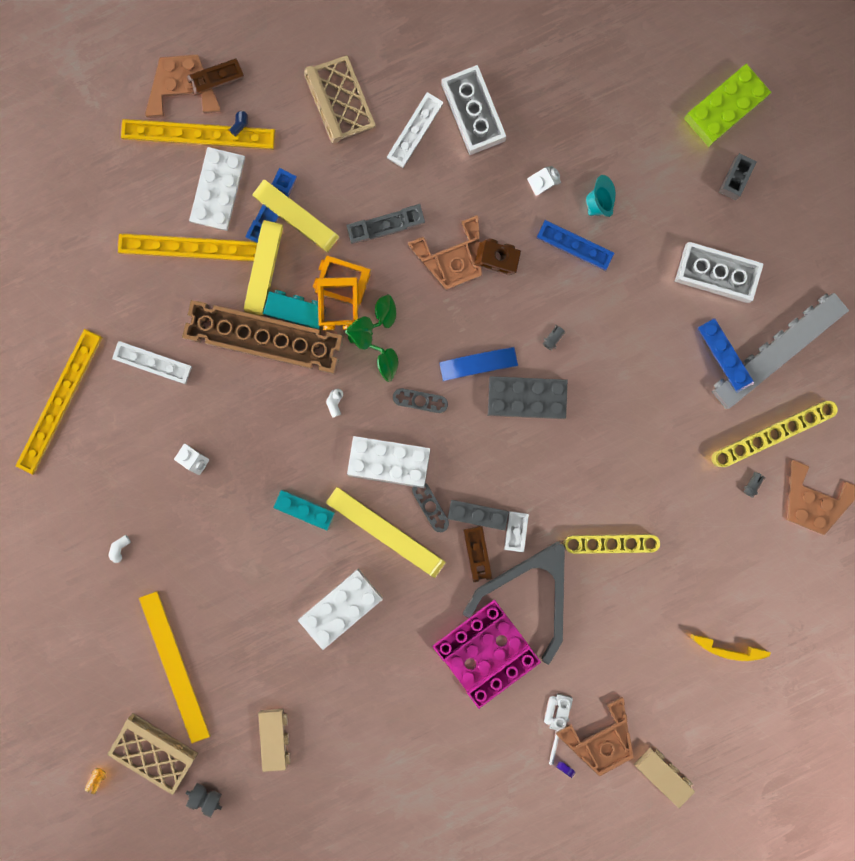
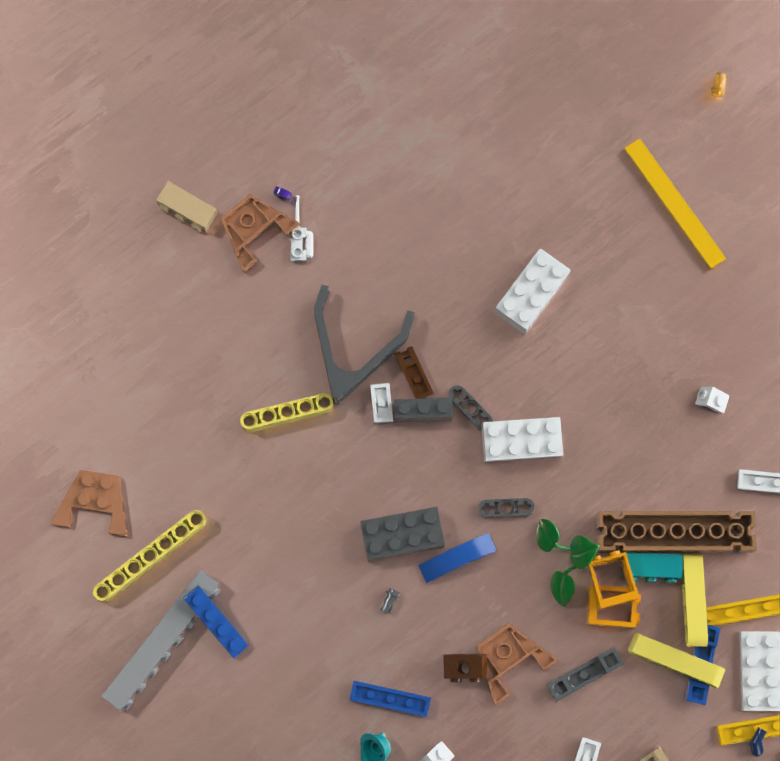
camera: 160 degrees right, 10 degrees down
(116, 547) = (760, 295): white arm -> none
(163, 742) = (670, 133): tan fence -> none
(200, 798) = (617, 90): dark grey wheel -> none
(273, 740) = (564, 158): tan brick -> none
(304, 510) = (591, 376): teal brick -> none
(333, 401) = (590, 487): white arm -> none
(386, 532) = (507, 373): light yellow beam -> none
(495, 664) = (371, 274): dark pink slope -> none
(719, 272) = (240, 703): white brick -> none
(751, 654) = (126, 339): yellow slope -> none
(754, 484) = (159, 502): dark grey pin -> none

